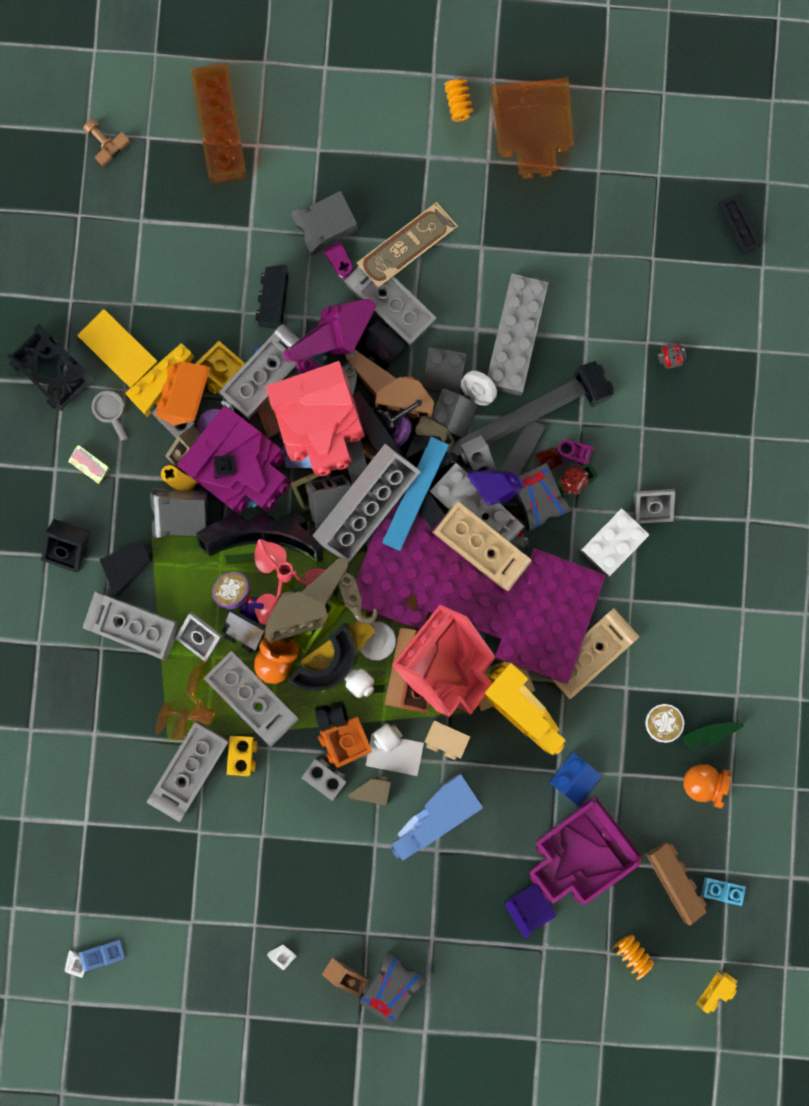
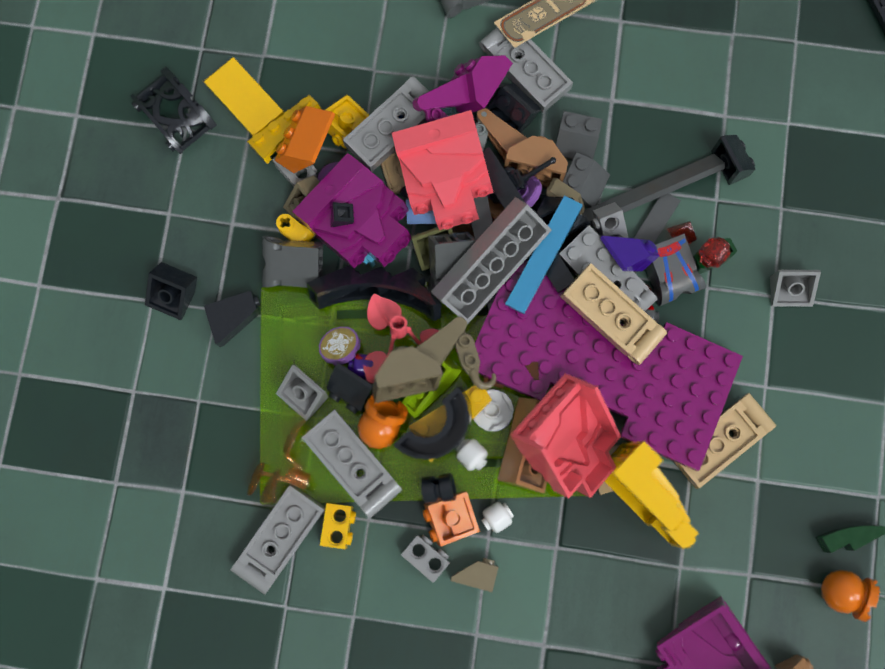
camera: 10 degrees right, 5 degrees down
(89, 464) = (203, 210): slope -> none
(109, 408) = (229, 156): light grey piece -> none
(140, 627) = (240, 381): light grey hinge -> none
(272, 296) = (406, 52): black slope -> none
(338, 258) = (475, 23): magenta piece -> none
(402, 759) = (512, 541): white sticker -> none
(440, 814) = (550, 610): medium blue panel -> none
(446, 739) = (564, 523): tan brick -> none
(479, 388) = (613, 155): white tile -> none
(517, 333) = (654, 106): light grey brick -> none
(575, 778) = (699, 575): blue slope -> none
(576, 452) = (714, 226): magenta piece -> none
(614, 543) = (751, 323): white brick -> none
(664, 723) = (799, 521): tile -> none
(672, 355) = (815, 136): dark grey head -> none

